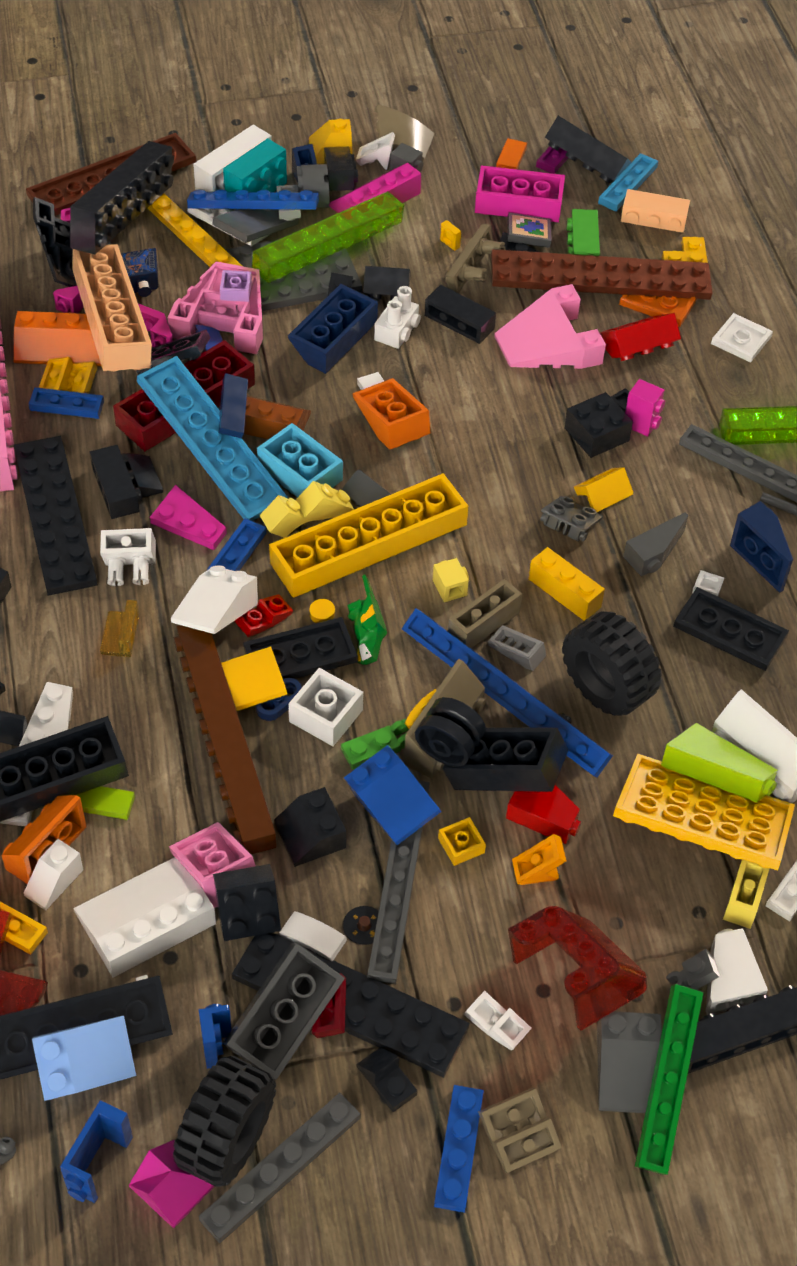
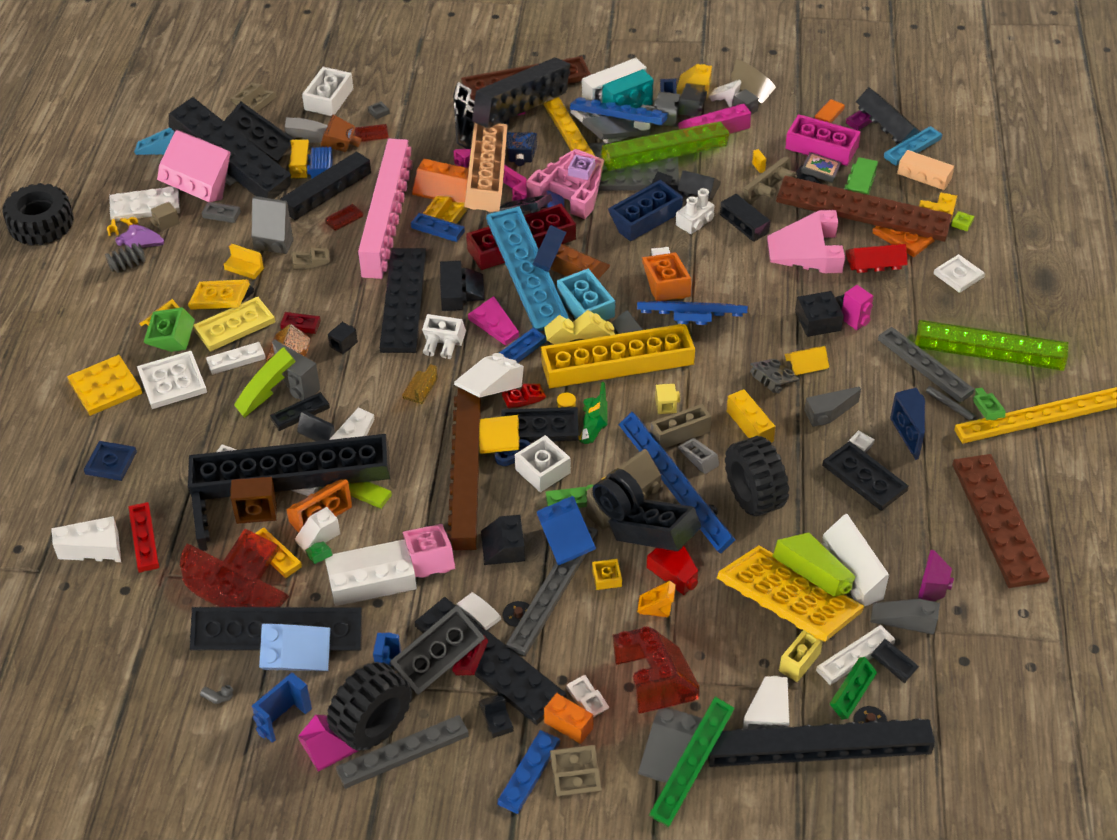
camera: 20 degrees right, 5 degrees down
(65, 905) = (318, 552): none -> green plate
(247, 902) = (438, 576): black brick -> none
(444, 455) = (692, 311): none -> blue plate
(486, 1059) = (568, 718): none -> orange brick
(697, 971) = (742, 697): dark grey plate -> none
(722, 269) = (962, 221): none -> lime plate

